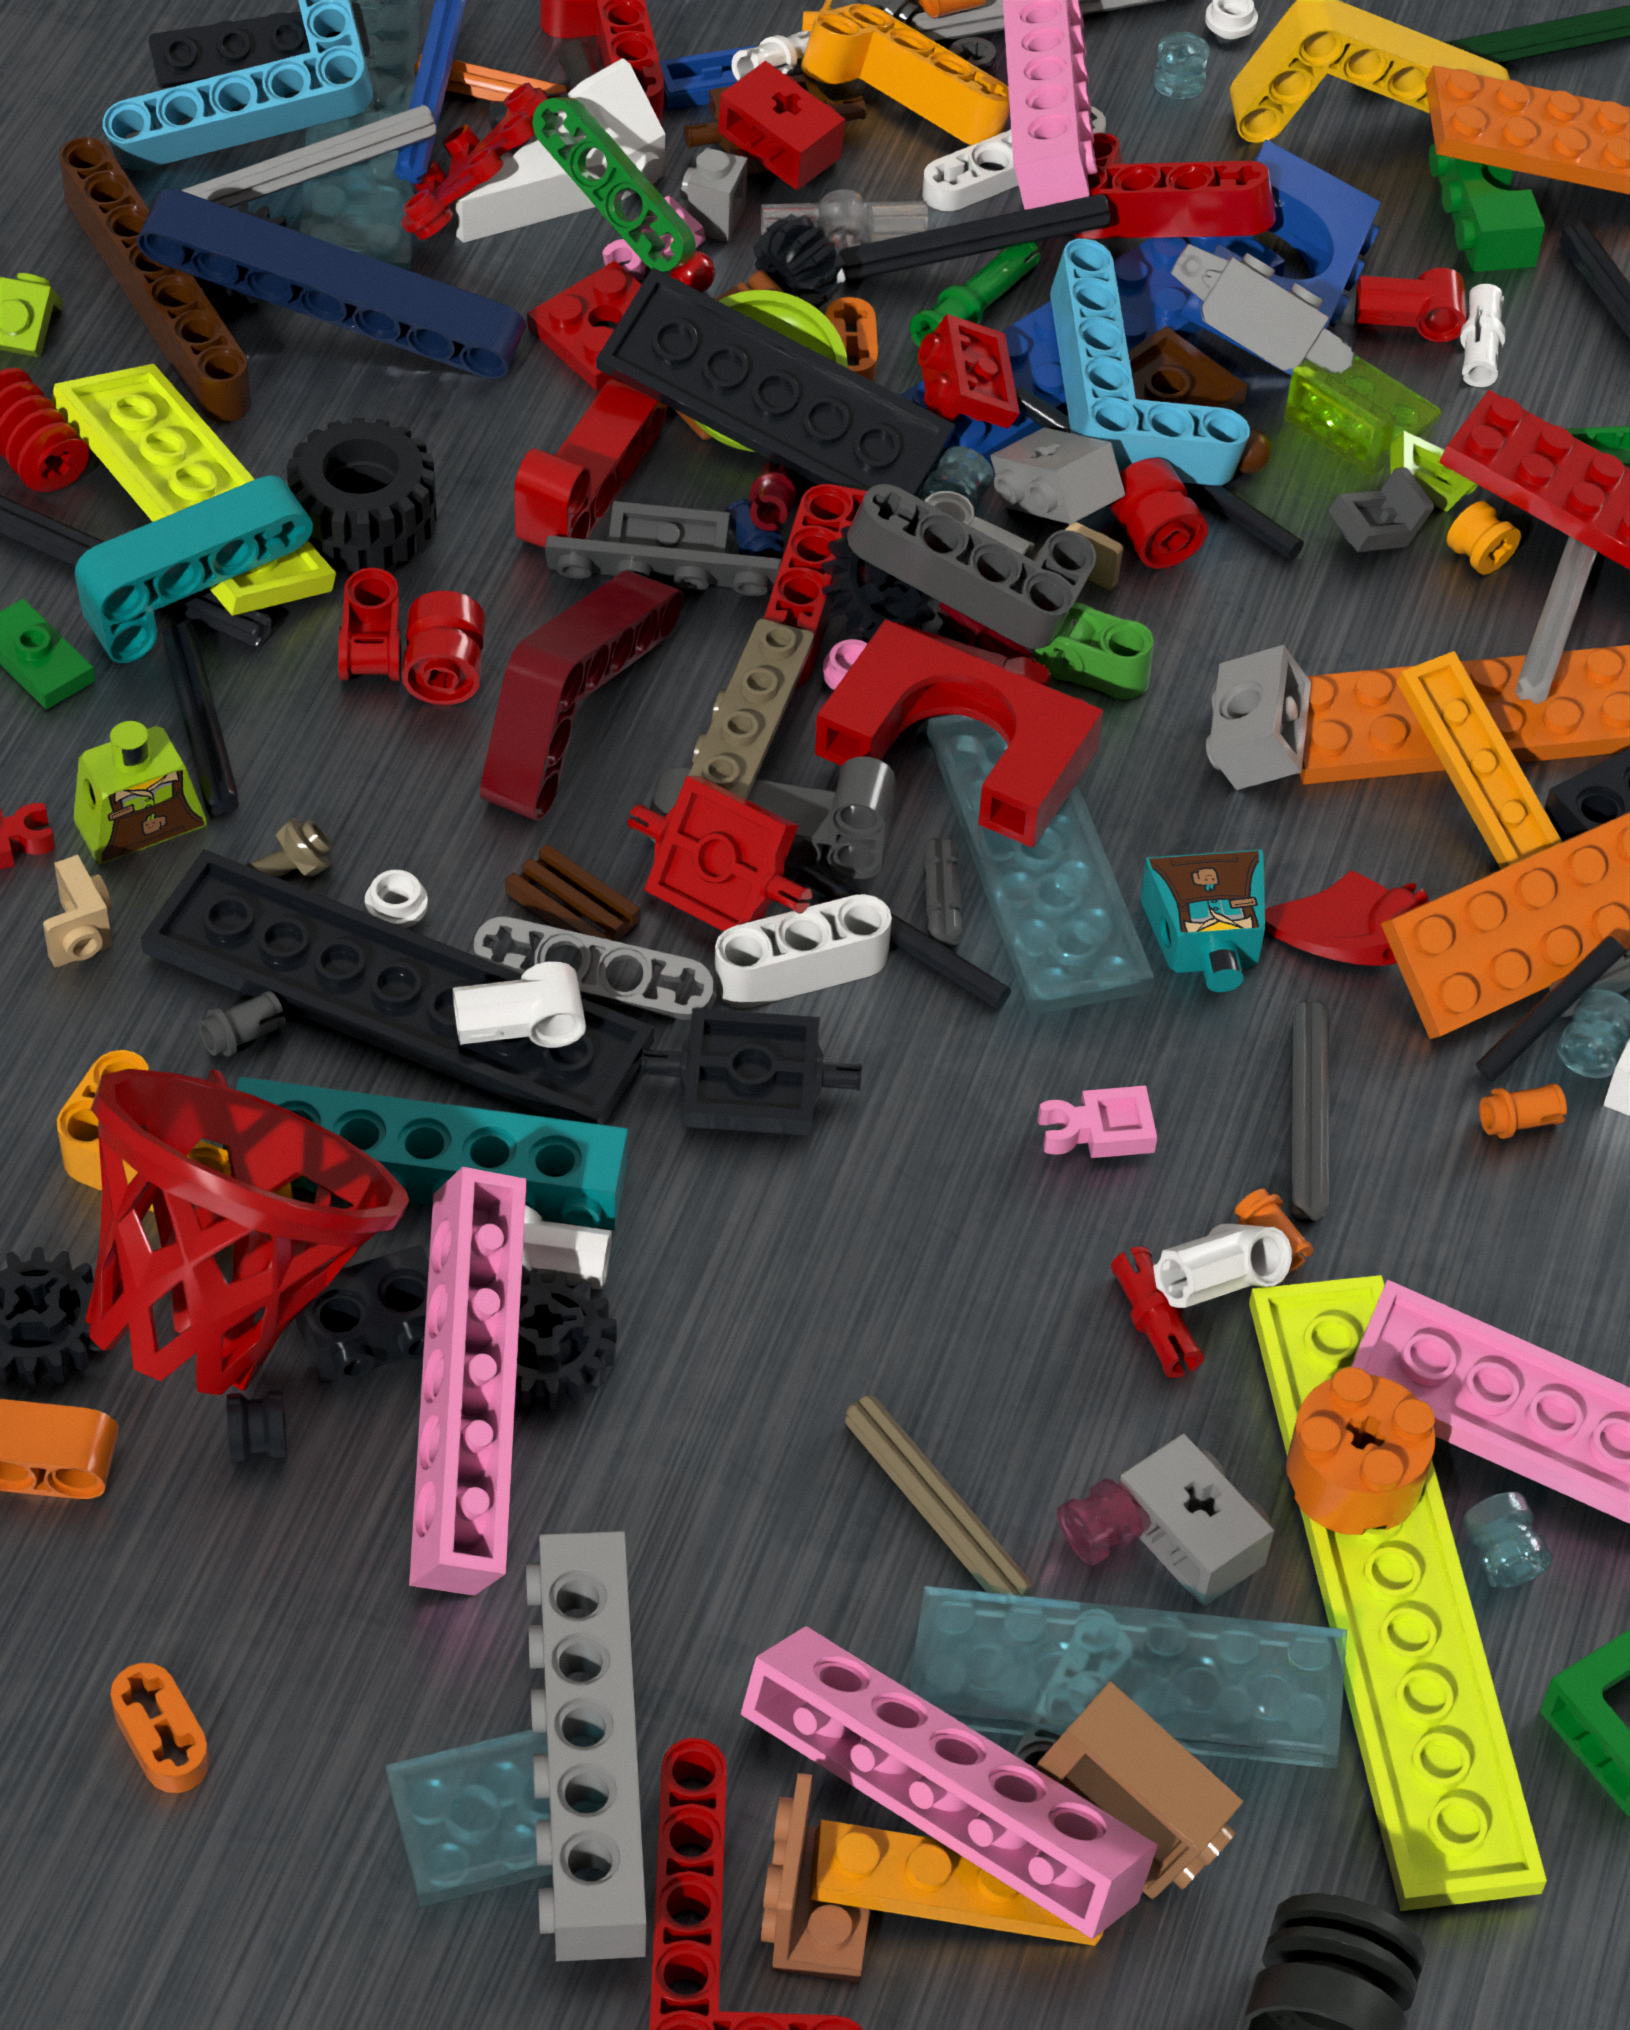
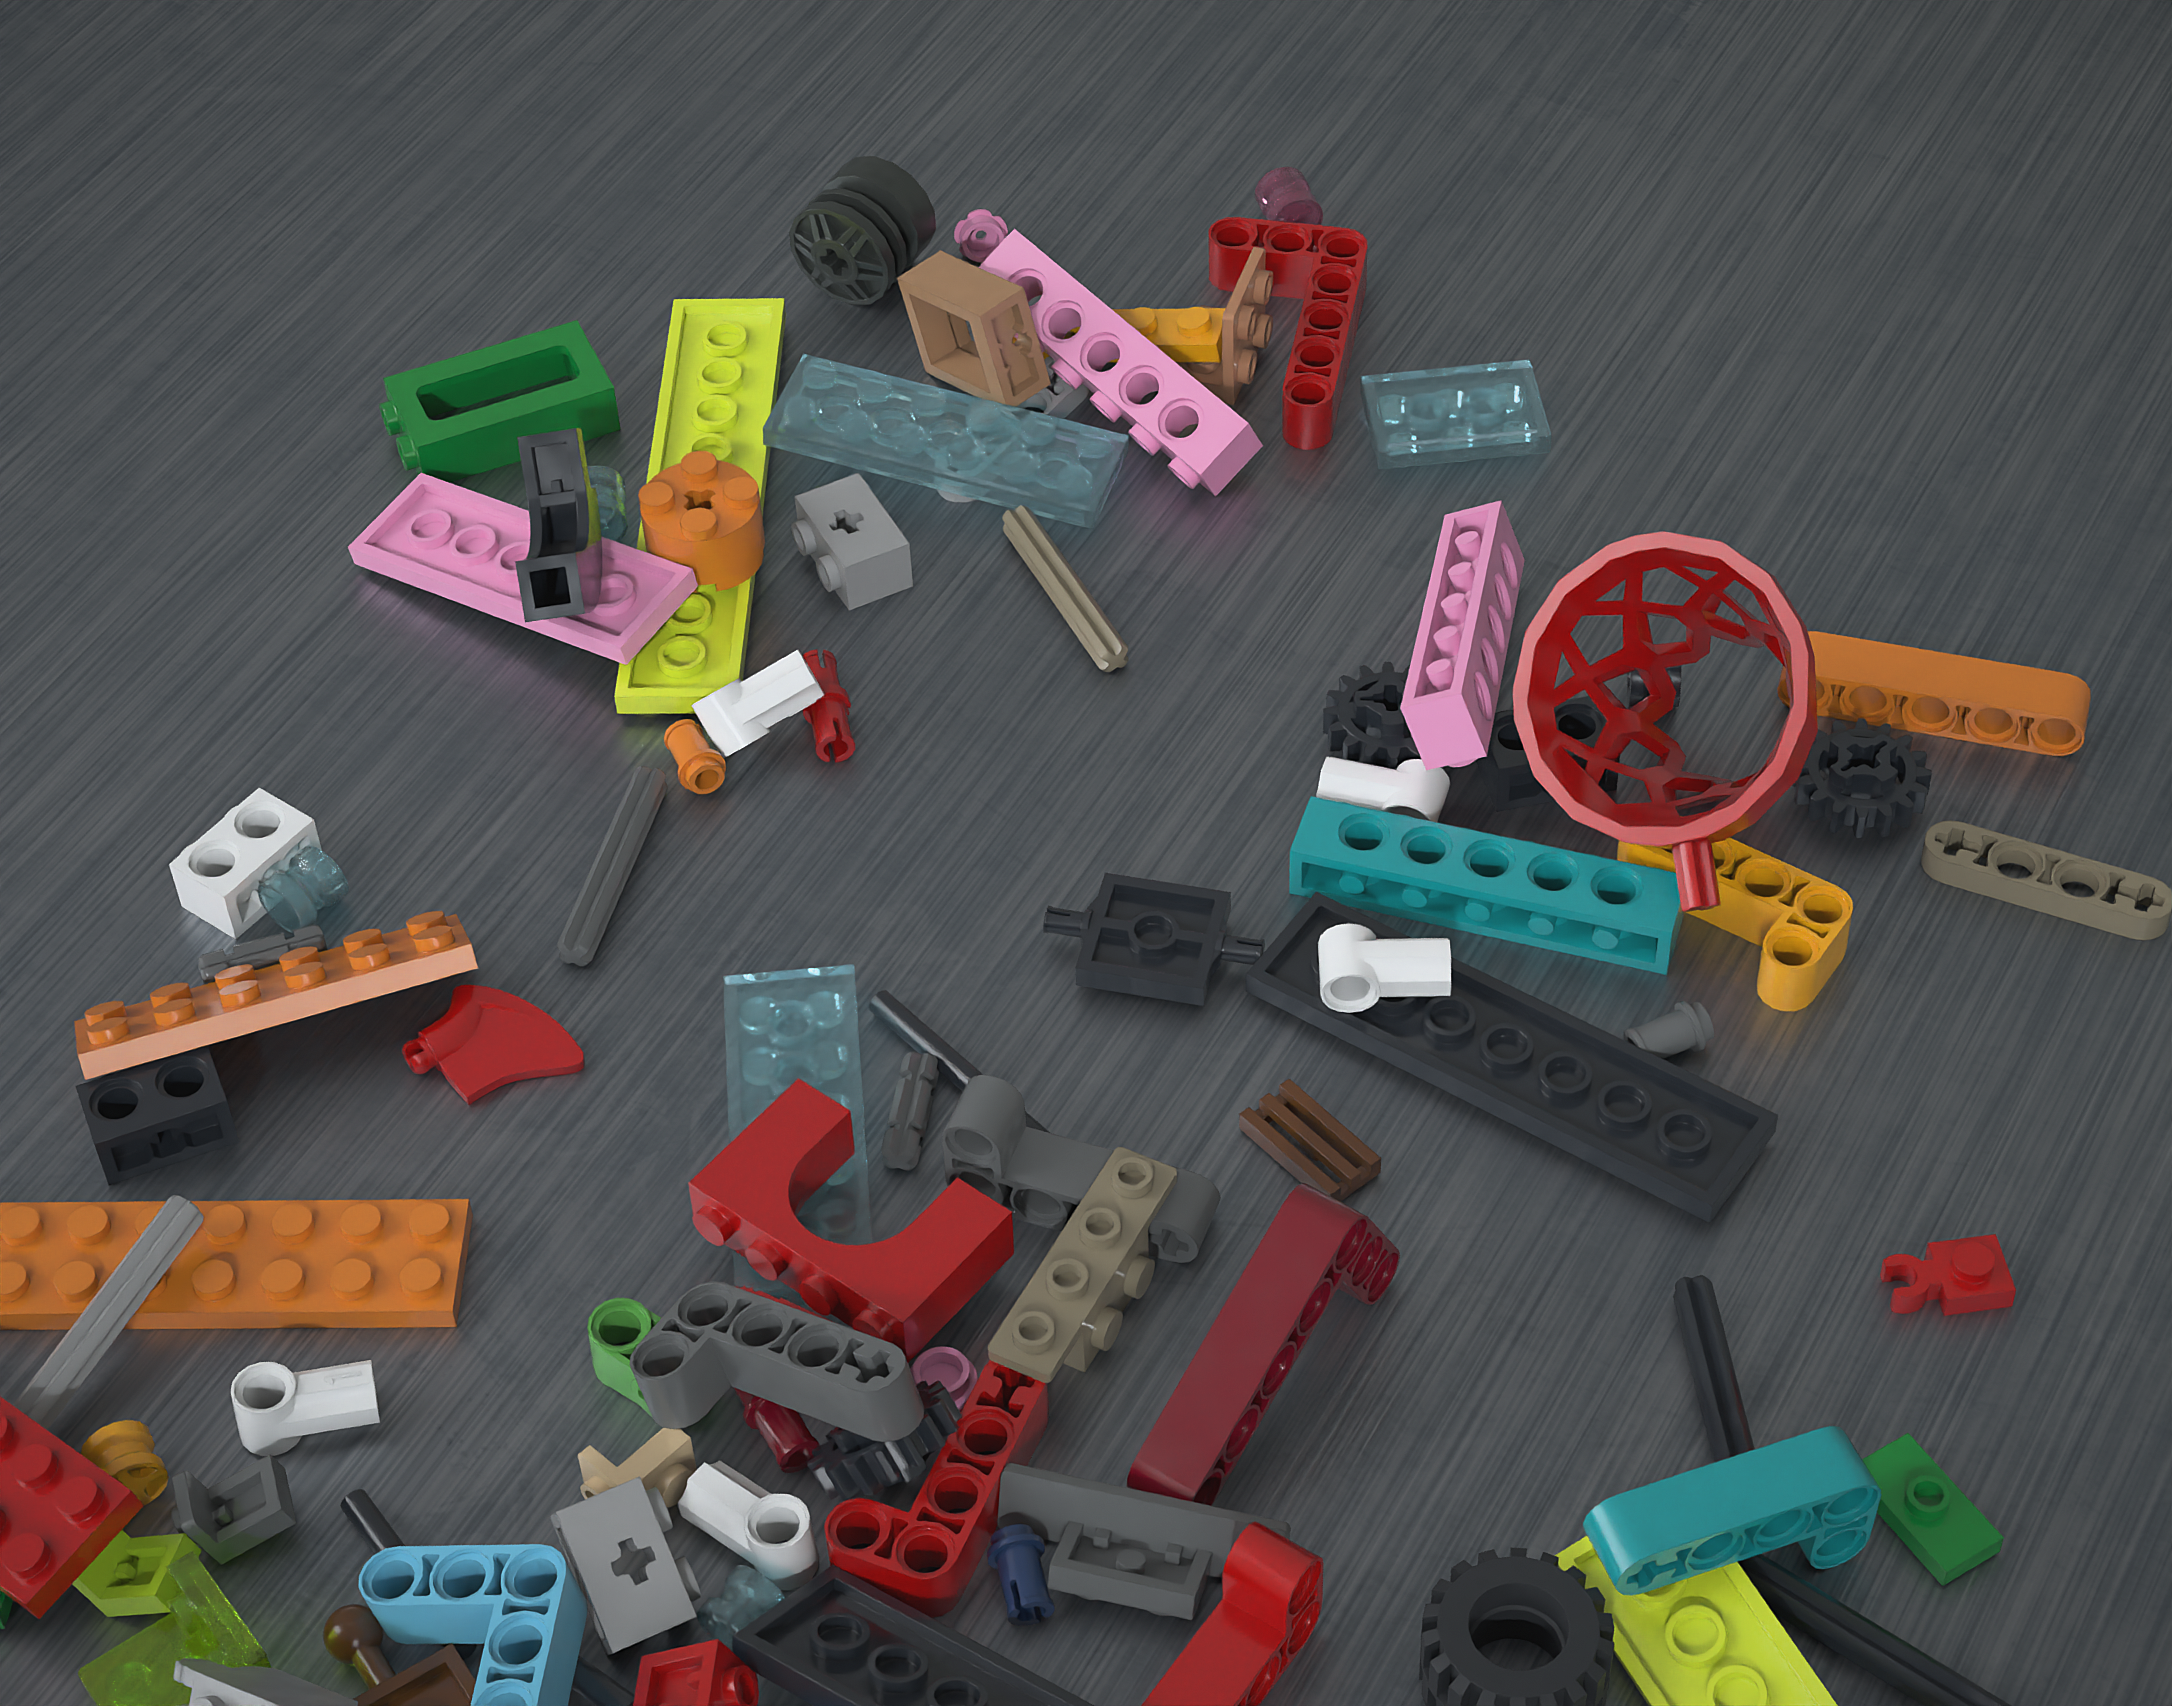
camera: 165 degrees left, 5 degrees down
(85, 924) = (1841, 1157): tan bracket -> none
(133, 793) = (1787, 1264): lime torso -> none
(173, 1720) = (1744, 490): orange beam -> none
(303, 849) = (1601, 1222): dark tan plate -> none
(370, 626) = (1513, 1471): red piece -> none
(401, 888) = (1505, 1140): white plate -> none
(443, 648) = (1427, 1427): red wheel -> none
(597, 960) = (1297, 1052): light grey beam -> none
(607, 1914) = (1388, 409): light grey brick -> none
(719, 856) = (1152, 1113): red plate -> none
(771, 497) = (991, 1587): dark red axle -> none
(802, 951) = (1079, 1041): white beam -> none
(1099, 1521) = (935, 546): clear pink wheel -> none
(1107, 1119) = (816, 858): bright pink plate -> none
(1158, 514) = (510, 1503): red wheel -> none
(1207, 912) = (636, 1044): torso -> none
(1259, 718) = (475, 1259): light grey brick -> none
(1378, 592) = (282, 1406): none -> white piece
(1477, 759) = (283, 1152): light orange plate -> none
(1488, 1352) = (565, 529): none -> black arch
(1506, 1112) = (411, 838): orange pin -> none
(1550, 1008) = (337, 909): black bar -> none

